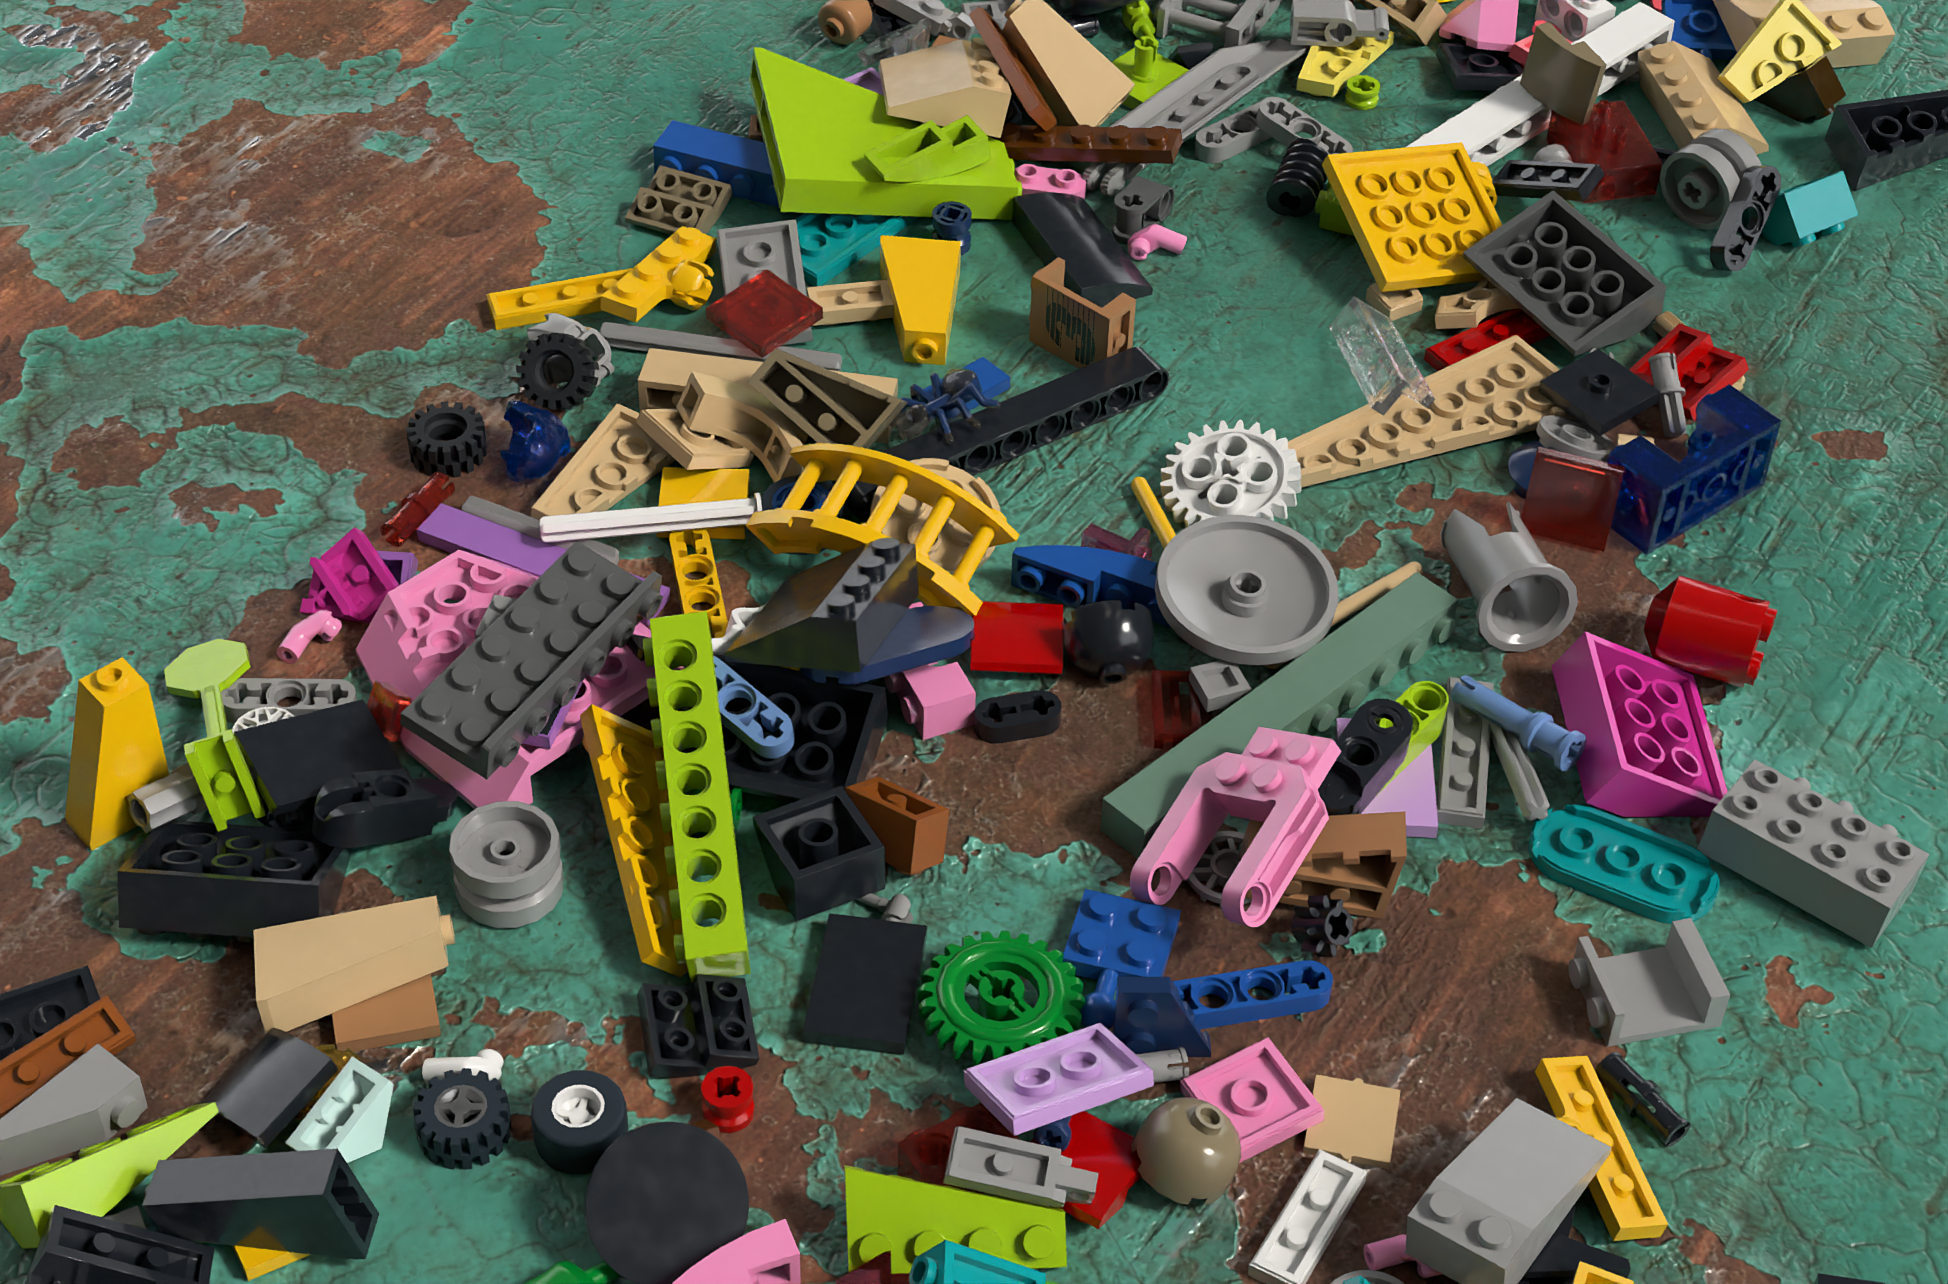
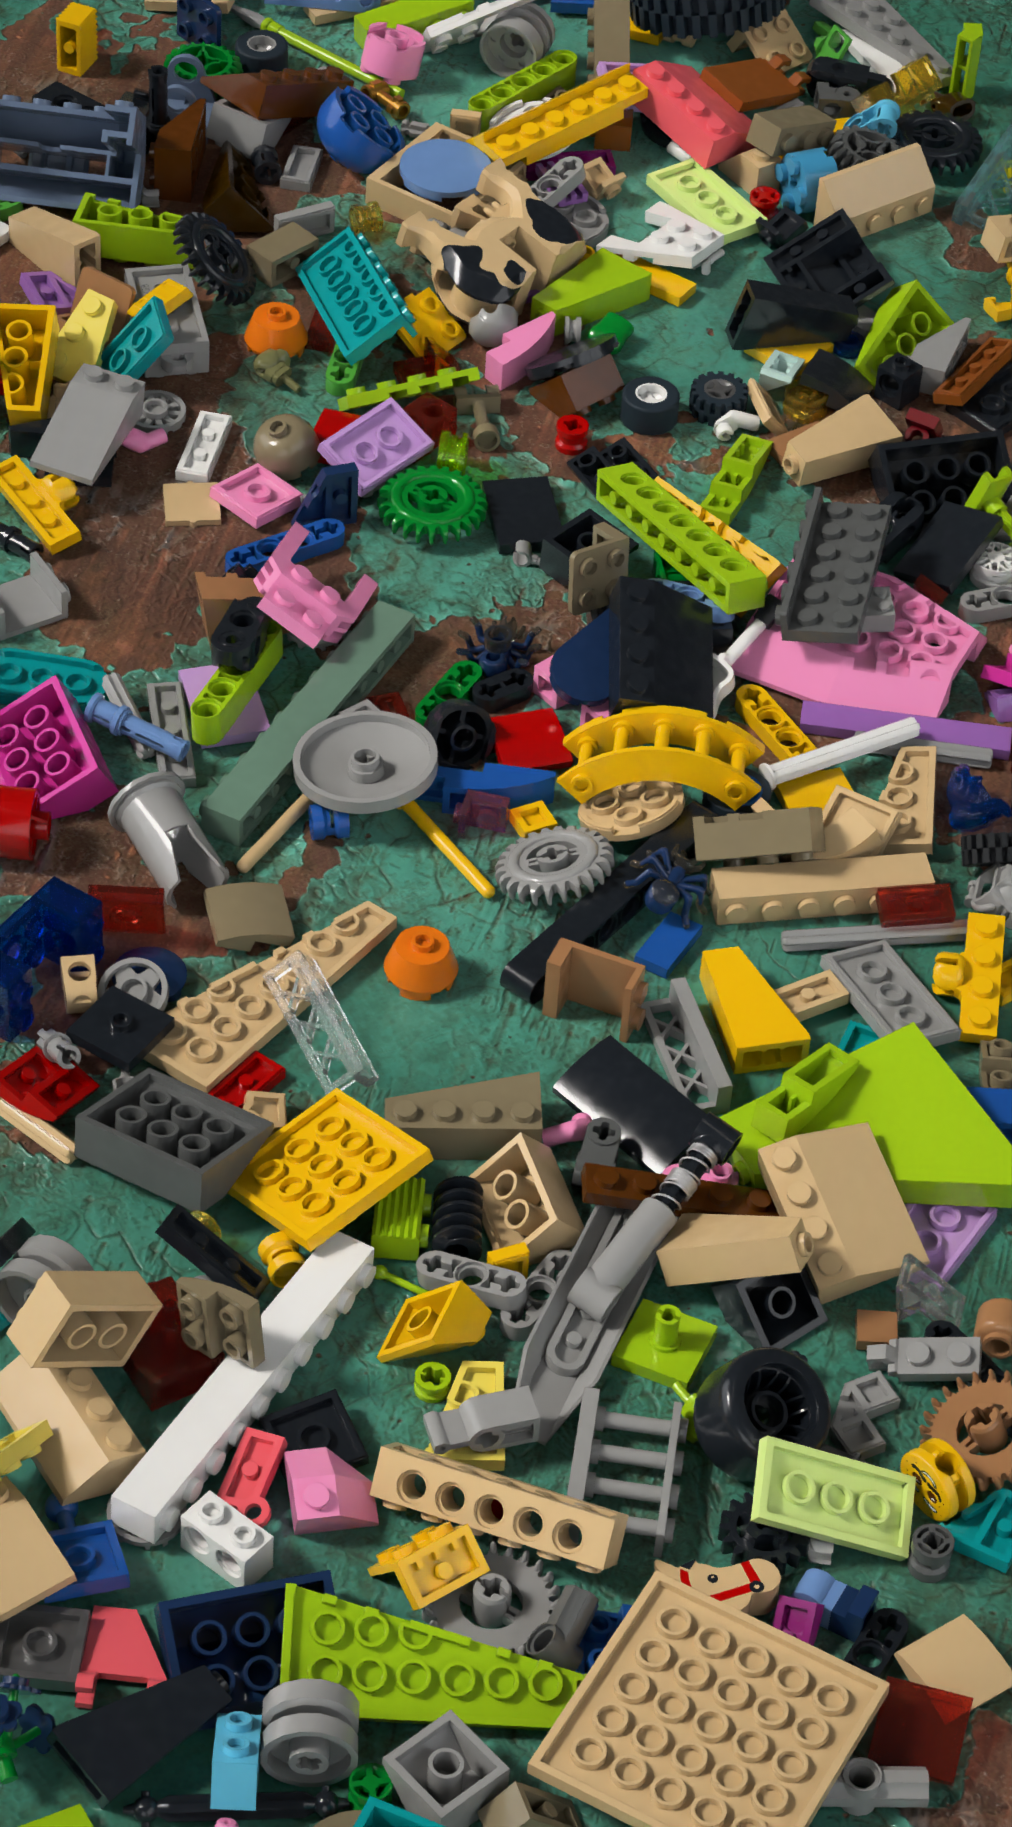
camera: 160 degrees right, 0 degrees up
(168, 1072) = (898, 381): none -> black brick
(191, 988) = (922, 424): none -> dark red tile
(405, 1070) = (766, 408): none -> tan tile
(506, 864) = (775, 509): light grey wheel -> none
(528, 967) = (737, 477): none -> lime slope
(685, 336) = (915, 905): none -> clear red plate
(764, 313) = (866, 947): clear red tile -> none
(847, 721) = (597, 569): none -> dark tan bracket
(861, 1127) = (485, 434): none -> dark tan bar
(904, 822) = (541, 580): dark orange slope -> none
(934, 1079) = (453, 451): none -> clear neon green wheel
(952, 223) = (756, 1082): dark blue wheel -> none
(991, 280) = (698, 1044): none -> light grey fence
(1006, 755) = (499, 646): none -> animal
(1013, 69) = (761, 1196): dark orange tile -> none
(1016, 1170) = (405, 392): light grey hinge -> none
(1055, 531) = (531, 818): none -> yellow plate
(1059, 464) = (554, 863): none -> light grey gear
(1083, 739) = (450, 684): none -> green beam
(1117, 939) = (371, 555): blue plate -> none
(1124, 102) = (603, 1283): none -> light grey piece
(1191, 55) = (629, 1380): black slope -> none
(1225, 184) = (527, 1200): none -> tan slope
(1231, 475) = (412, 888): white gear -> none
(1252, 397) = (421, 963): none -> orange cone
(1259, 253) = (470, 1118): none -> dark tan wedge
(1264, 145) = (511, 1257): none -> yellow tile
(1355, 107) = (436, 1323): none -> yellow slope
(1423, 494) = (248, 914): none -> dark tan slope
(1690, 83) = (84, 1319): none -> tan brick

